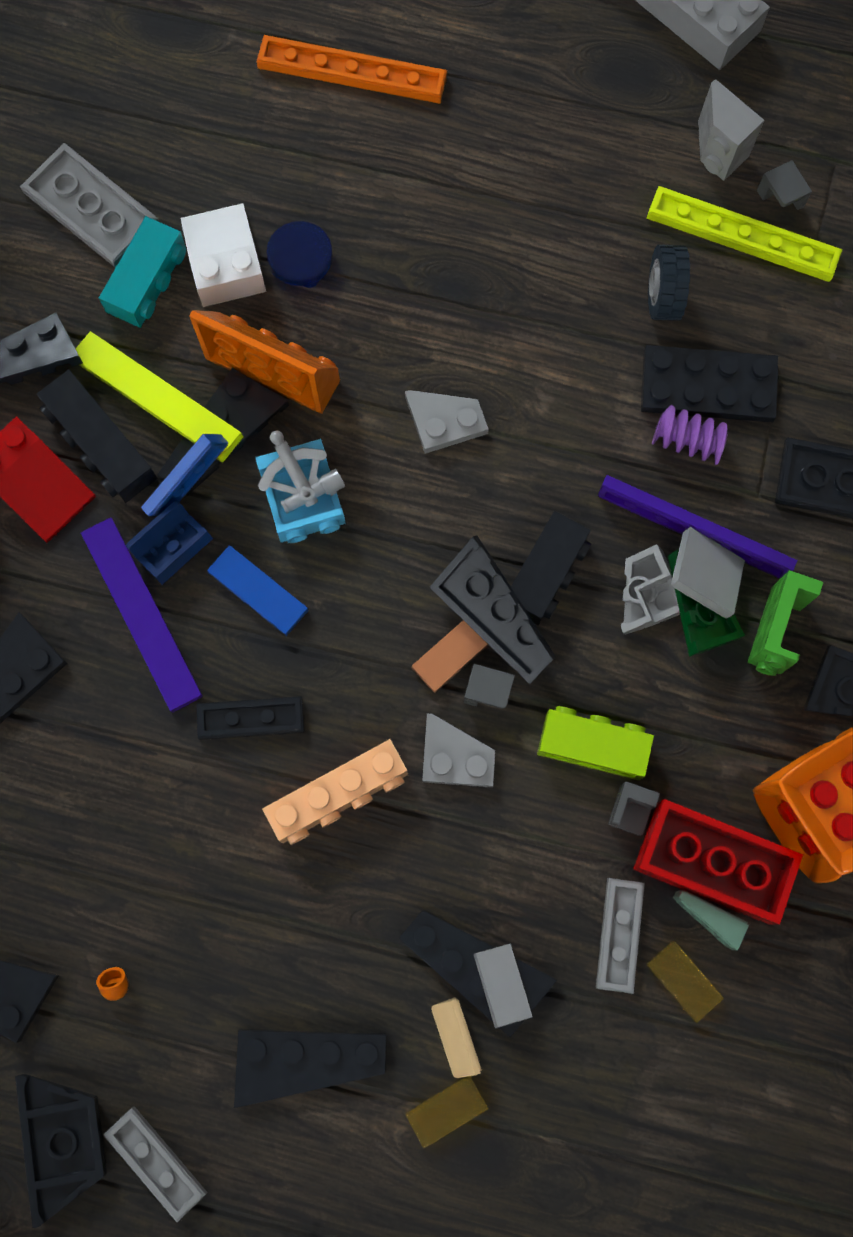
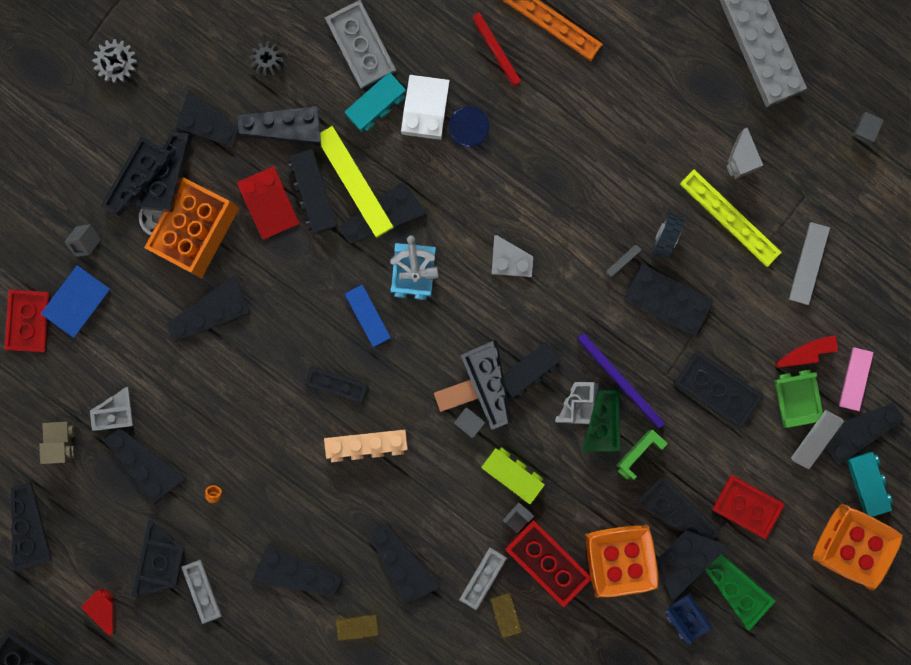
camera: 25 degrees right, 10 degrees up
(141, 615) = (299, 302): dark purple tile -> none
(168, 542) = (330, 270): dark blue bracket -> none
(185, 473) = (353, 238): blue tile -> none
(266, 359) = (425, 186): orange slope -> none
(296, 133) = (496, 50): none -> red tile
(455, 756) = (436, 450): light grey wing -> none
(456, 1038) = (376, 594): tan slope -> none
(502, 986) = (410, 578): light grey tile -> none
(616, 351) = (623, 261): none -> dark grey tile
(691, 434) = (642, 327): medium lavender piece -> none
(708, 573) = (614, 409): light grey tile -> none
(721, 924) = (536, 594): sand green slope -> none
(786, 185) = (765, 202): dark grey panel -> none

